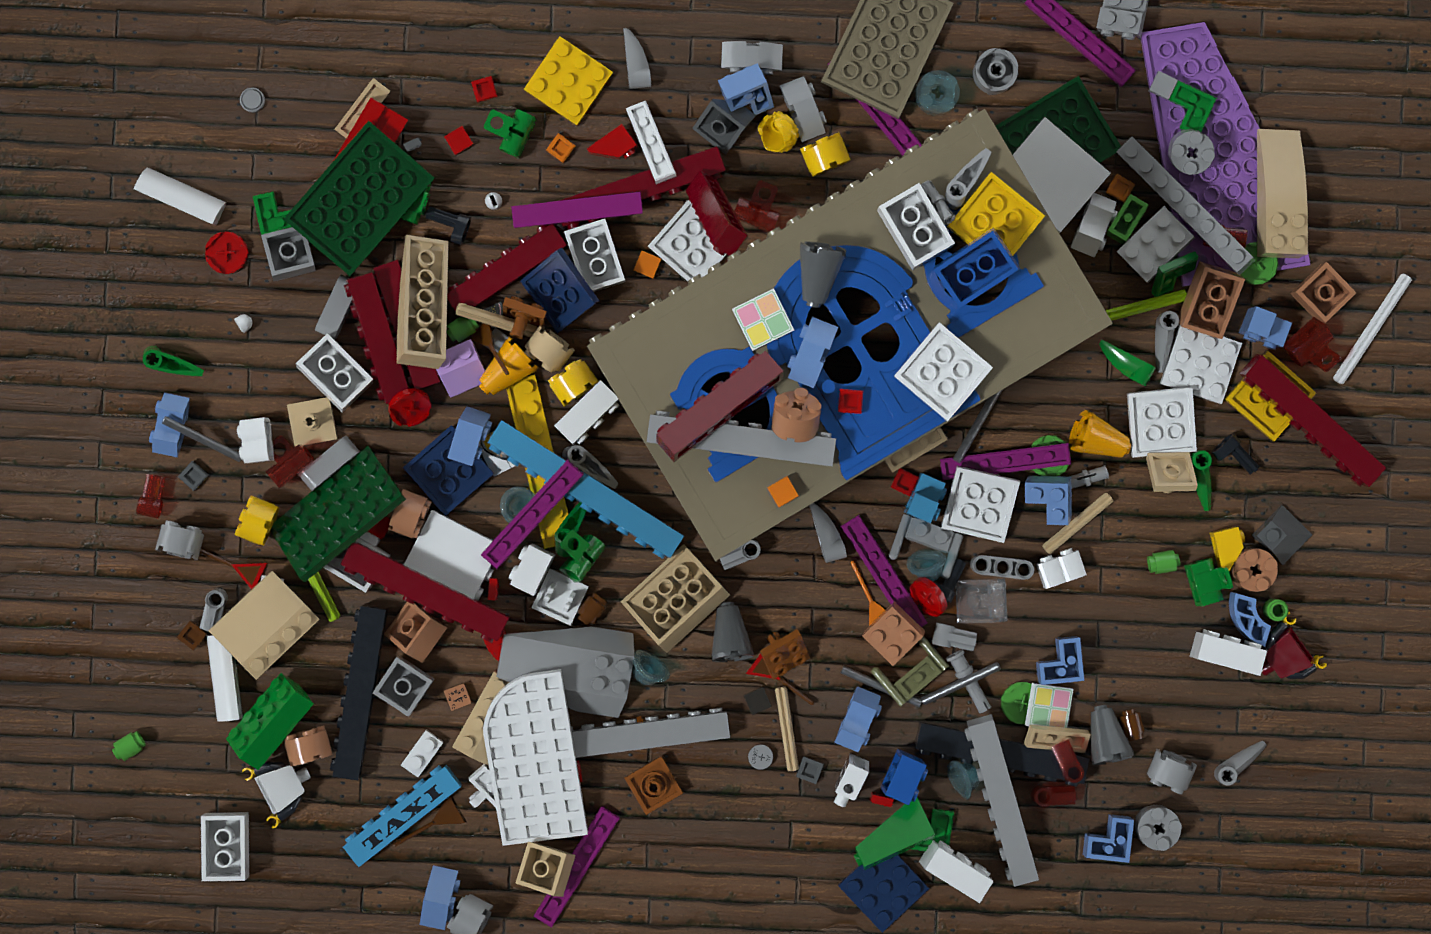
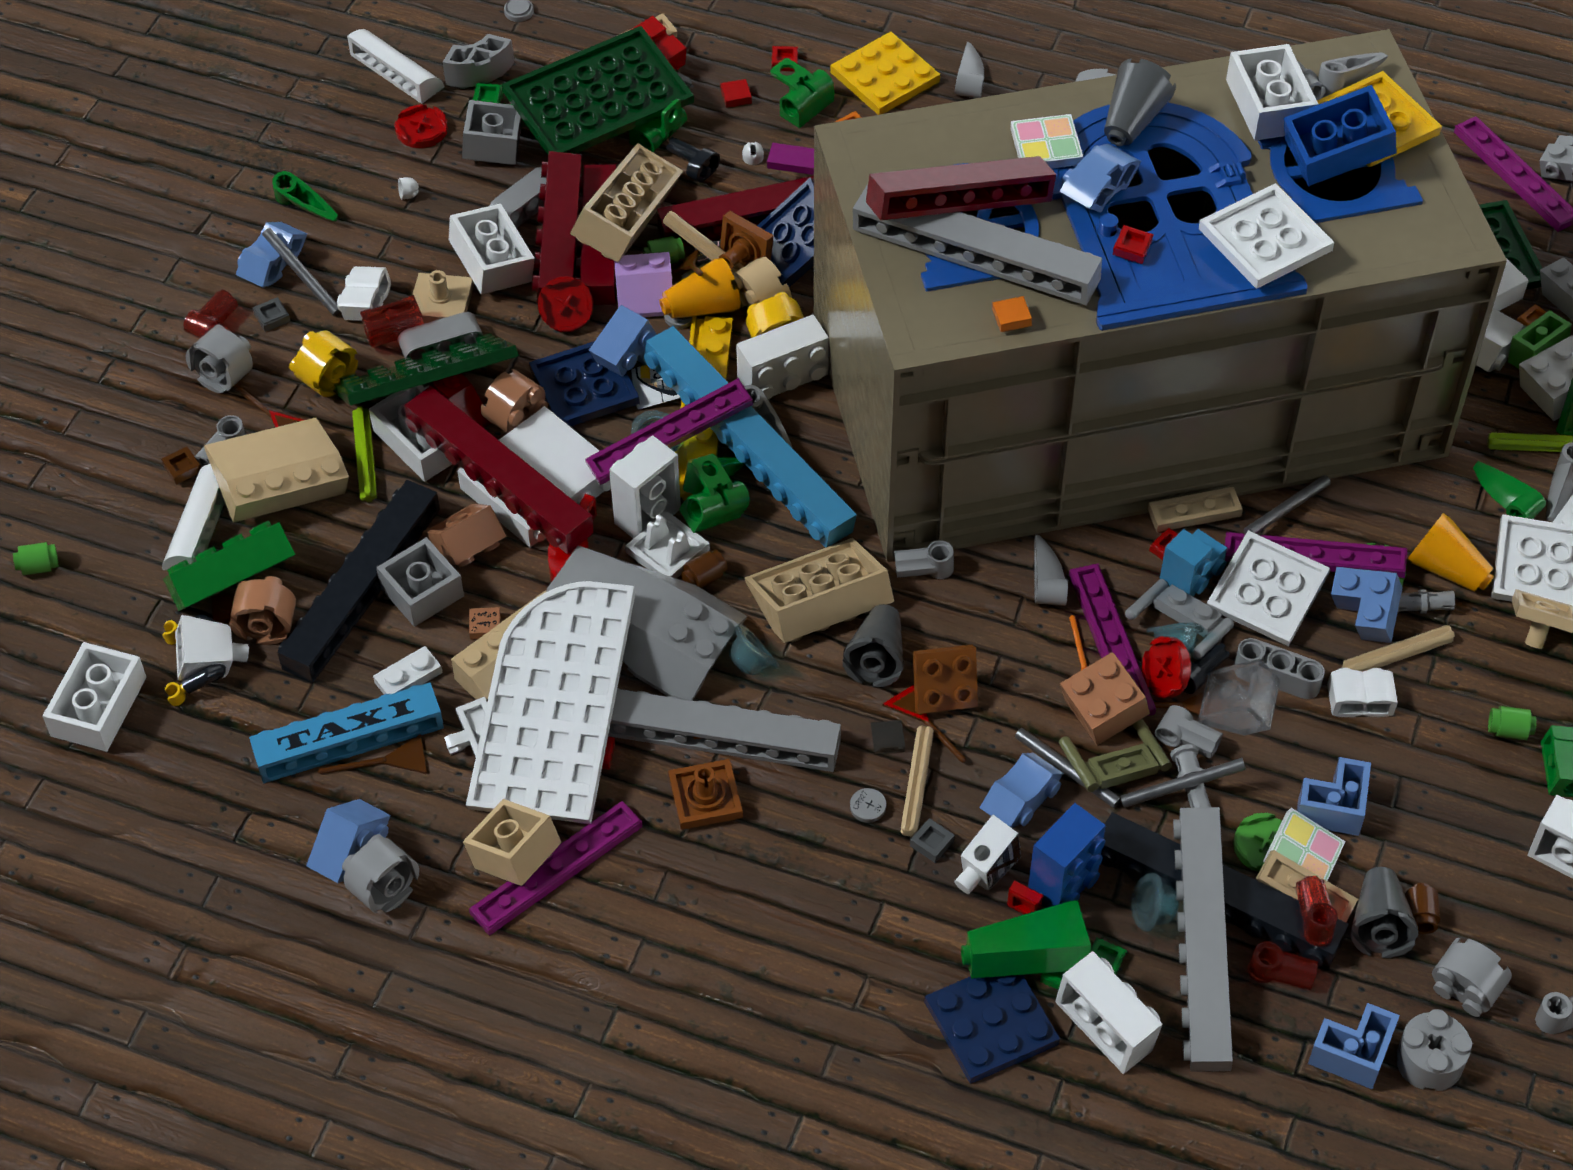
camera: 20 degrees right, 35 degrees down
(248, 181) = (478, 62): none -> light grey brick
(796, 415) = (1058, 218): nougat brick -> none

